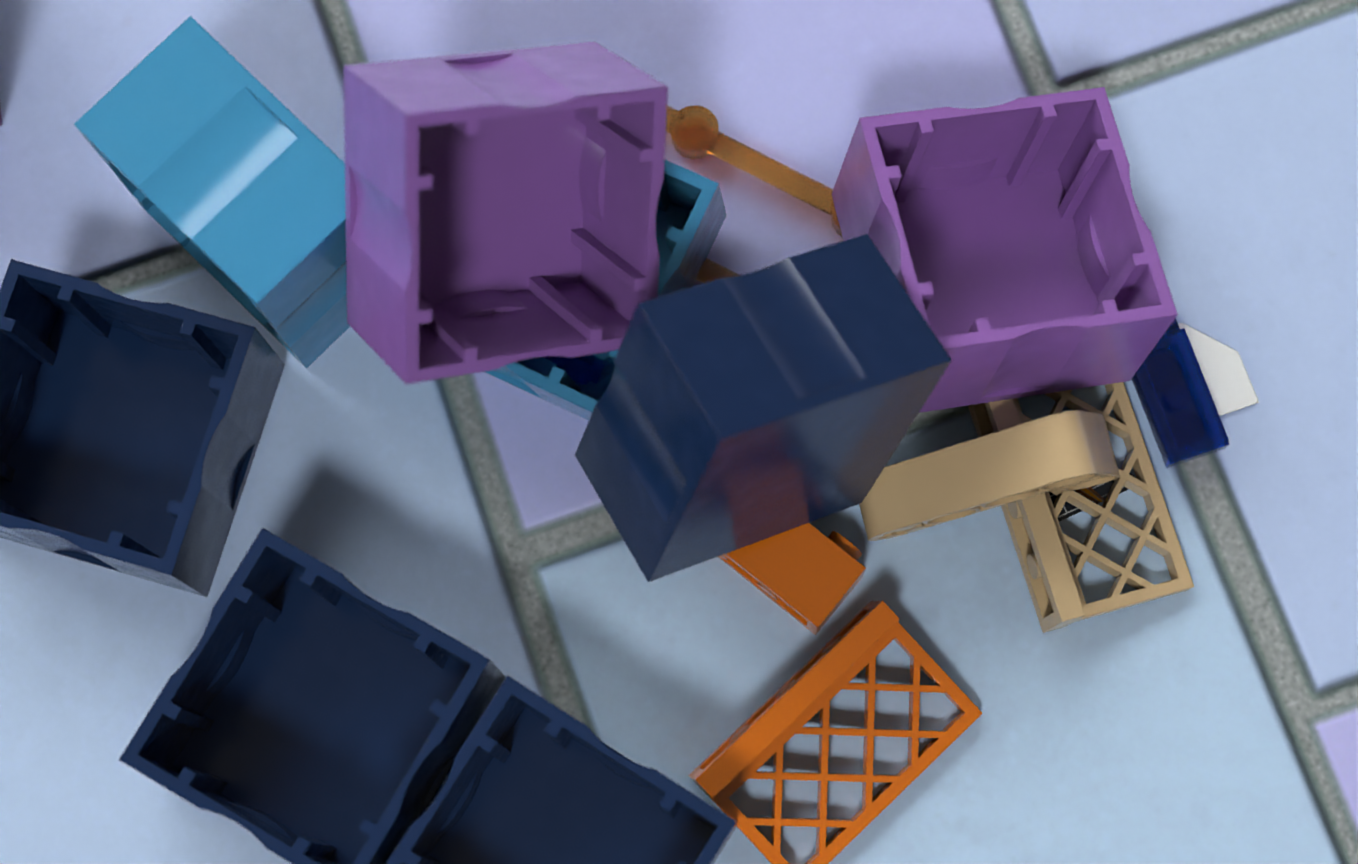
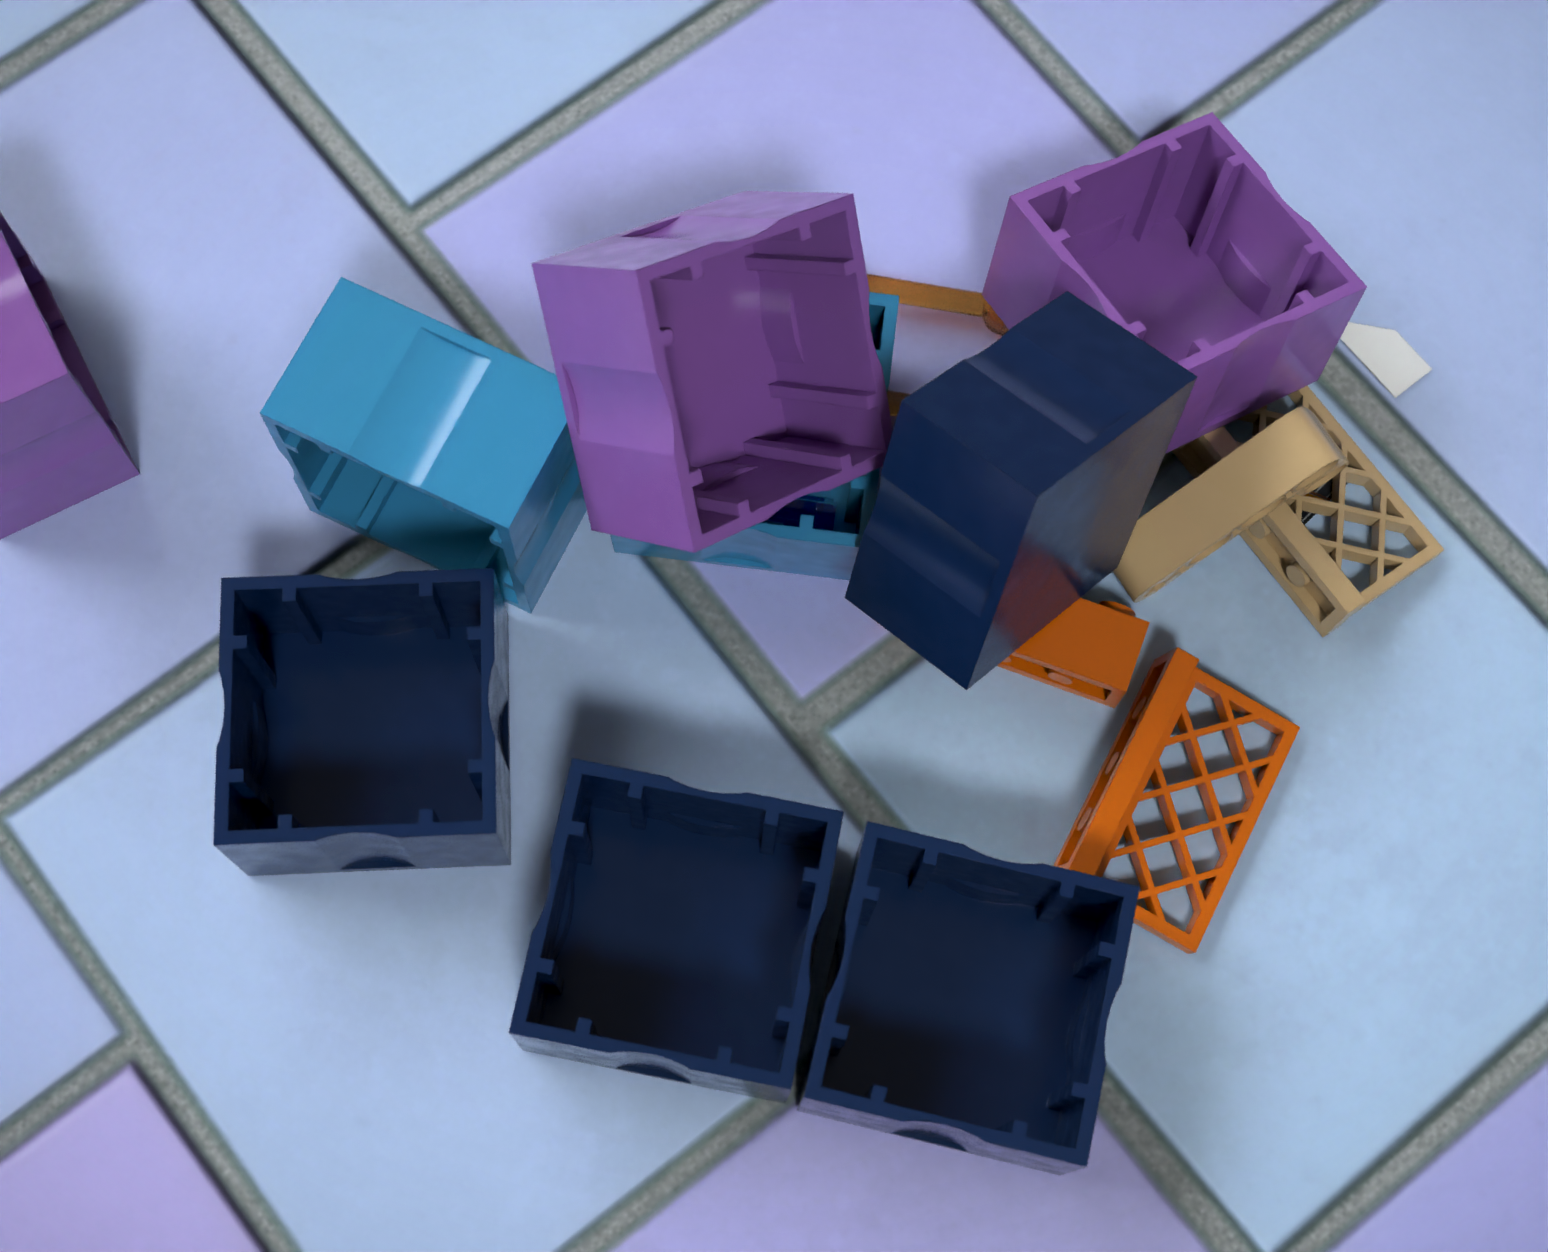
camera: 30 degrees left, 5 degrees down
(1178, 401) = (1368, 391): clear blue hinge -> none

